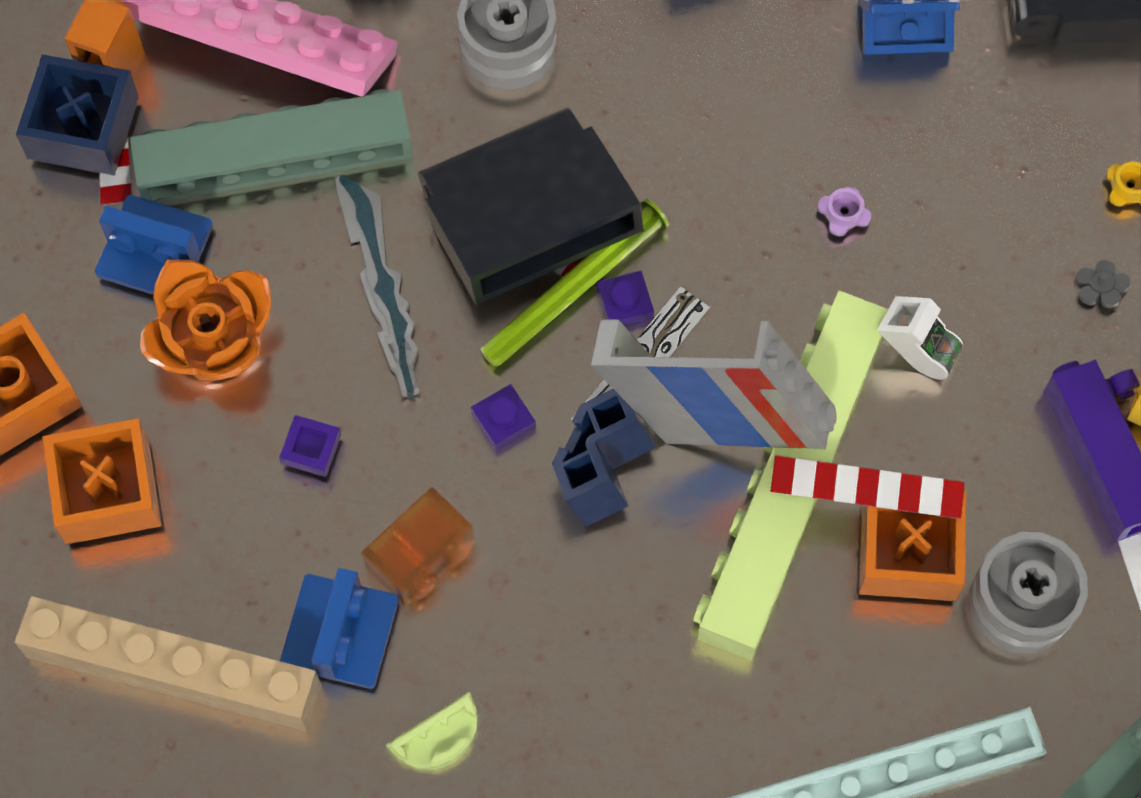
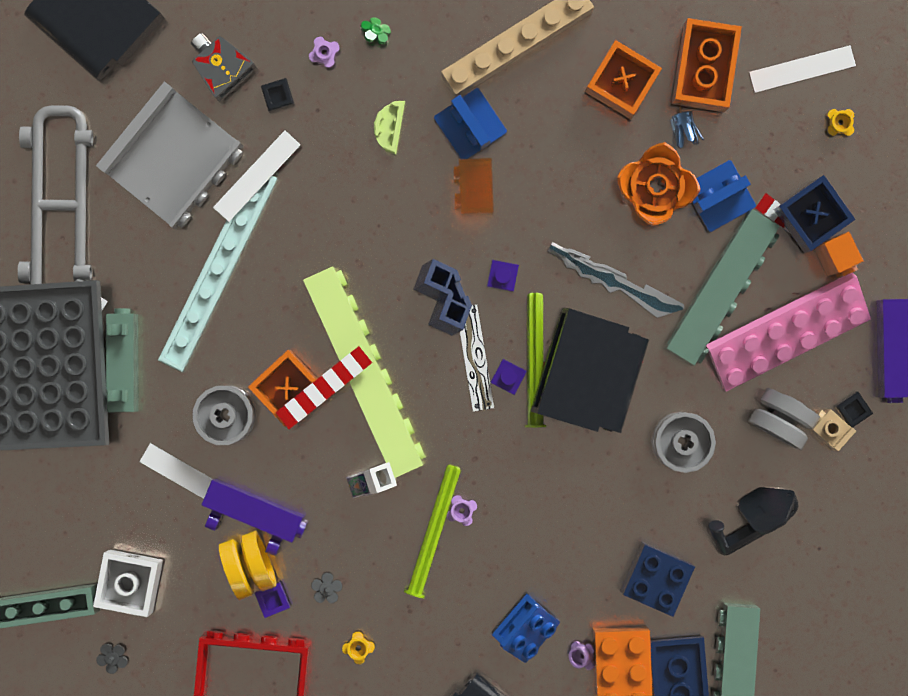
camera: 135 degrees right, 20 degrees up
(88, 364) = (685, 121): none -> flat silver piece
(310, 445) = (562, 182): dark purple plate -> none
(718, 399) = (438, 340): light grey panel -> none
(904, 219) = (433, 532): none -> lime axle

